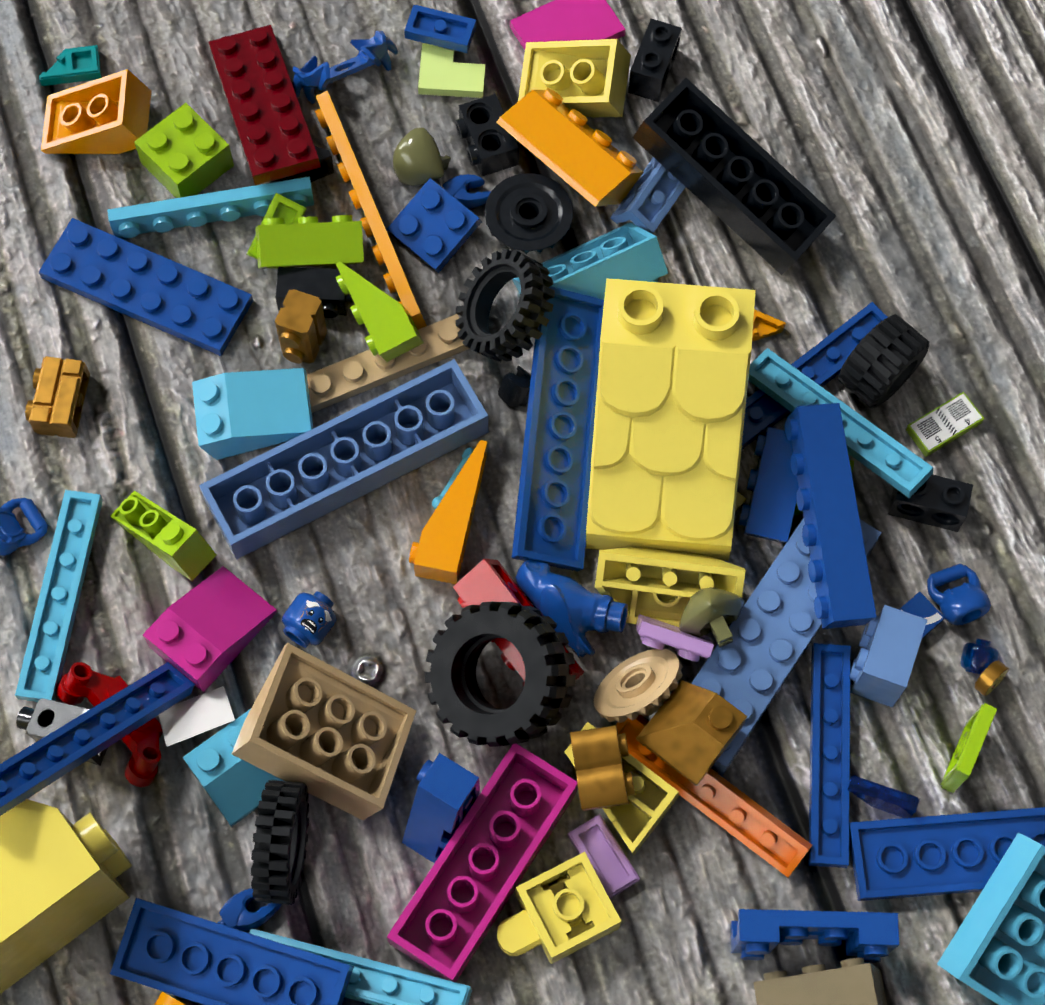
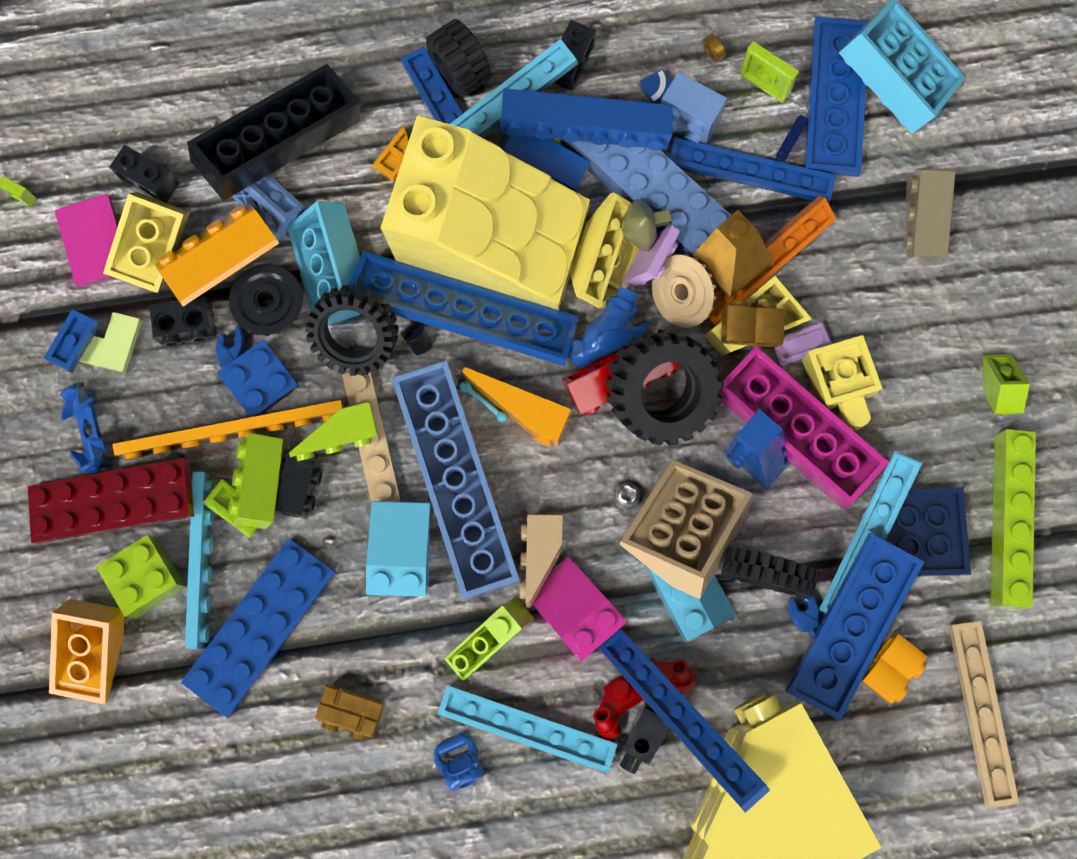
camera: 75 degrees left, 10 degrees up
(74, 66) = (24, 666): teal tile -> none
(196, 716) = (651, 627): white sticker -> none
(271, 572) = (544, 547): none -> tan slope
(301, 326) = (333, 498): pearl gold brick -> none
(309, 619) = (584, 530): blue head -> none
(418, 158) = (194, 379): olive piece -> none
(866, 933) = (881, 237): blue piece -> none
(944, 424) = (509, 33): tile -> none
(960, 603) = (652, 54): blue piece -> none
(978, 656) = (693, 54): clear blue piece -> none

